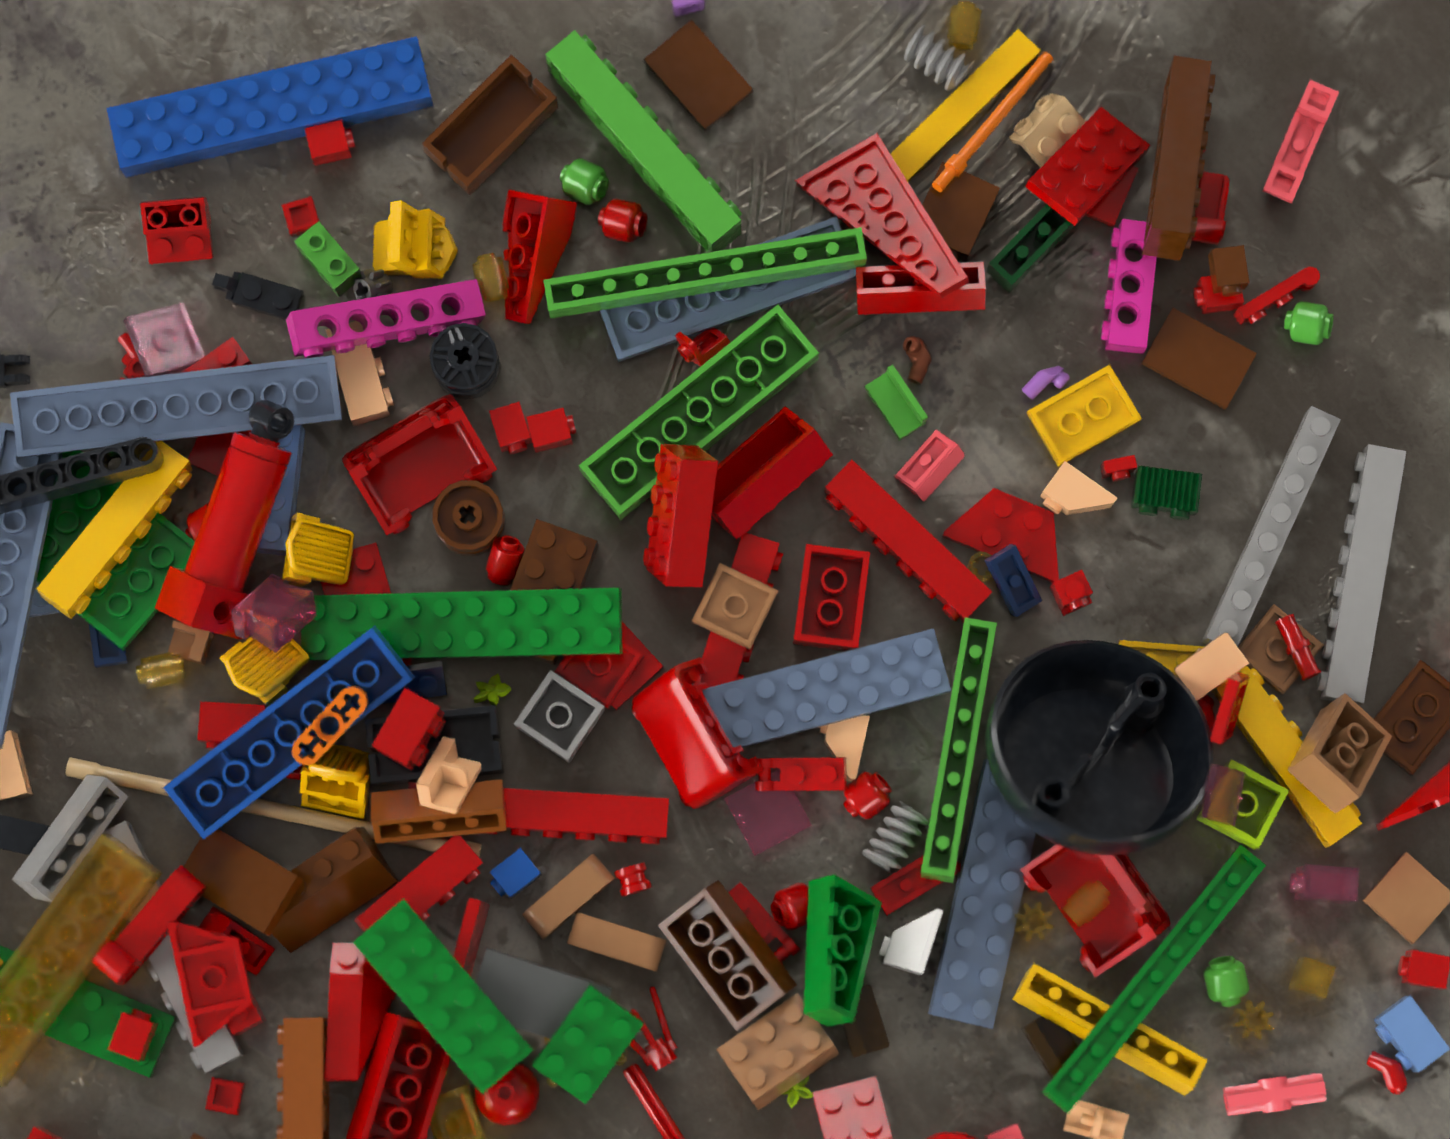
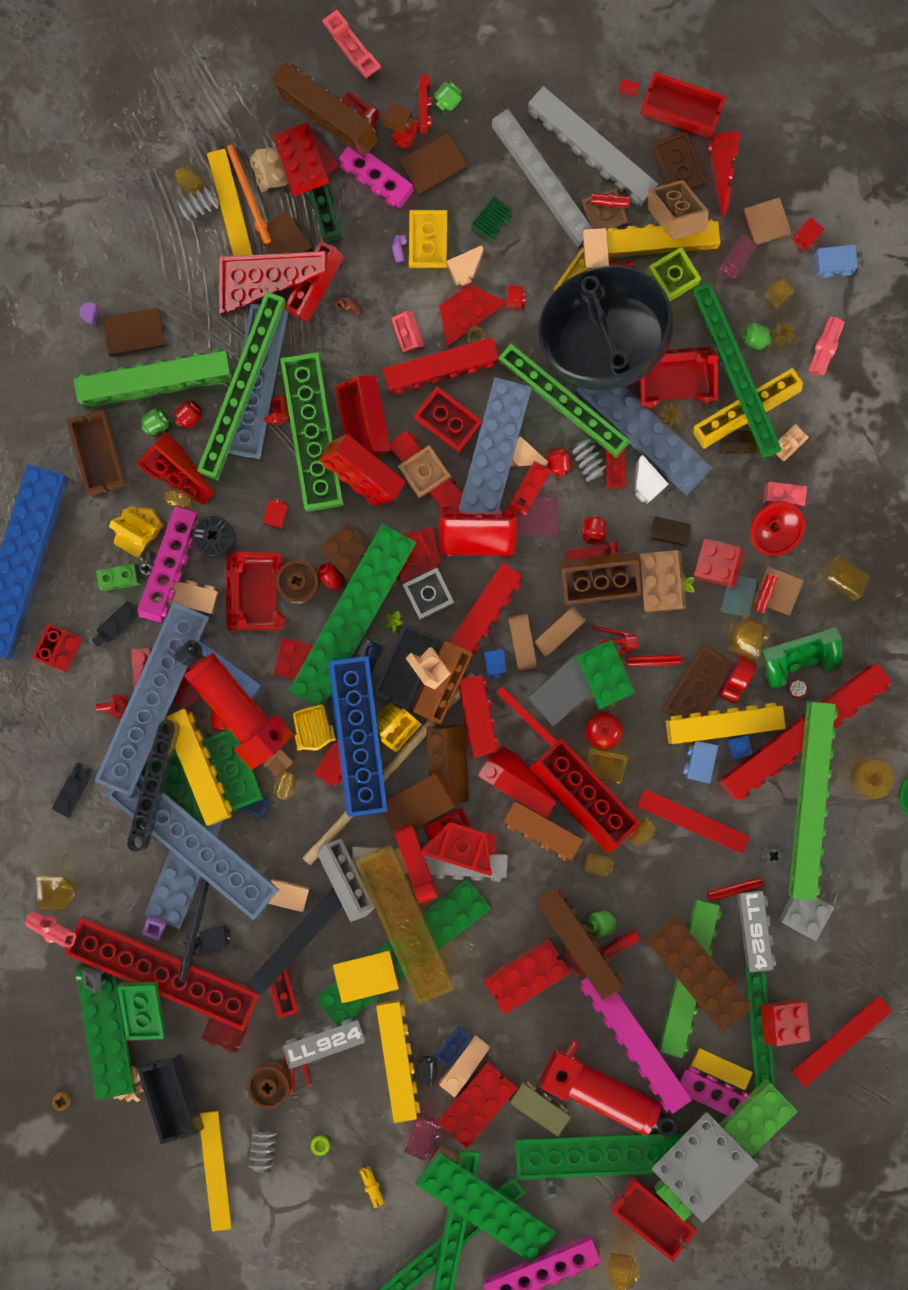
camera: 55 degrees left, 5 degrees up
(133, 1035) = (466, 904): red brick -> none
(164, 339) = (111, 686): clear pink tile -> none
(225, 1096) = (522, 875): red tile -> none
(274, 613) = (290, 709): clear pink hips -> none
(300, 215) = (86, 579): red tile -> none
(316, 552) = (270, 670): yellow piece -> none
(319, 749) = (377, 724): orange beam -> none
(329, 142) = (56, 542): red brick -> none
(409, 730) = (393, 673): red brick -> none
(443, 996) = (539, 733): green plate -> none
(511, 428) = (263, 534): red brick -> none
(633, 879) = (533, 605): red wheel -> none
(837, 948) = (630, 520): green wedge -> none
(896, 403) = (366, 329): bright green panel -> none
(1013, 580) = (492, 323): dark blue plate -> none
(1087, 902) = (677, 382): clear yellow brick -> none
(1118, 468) = (466, 236): red plate -> none
(1223, 795) = (666, 279): piece -> none
(1230, 707) = (624, 250): red tile -> none
(1391, 1070) = (848, 281): red arm -> none

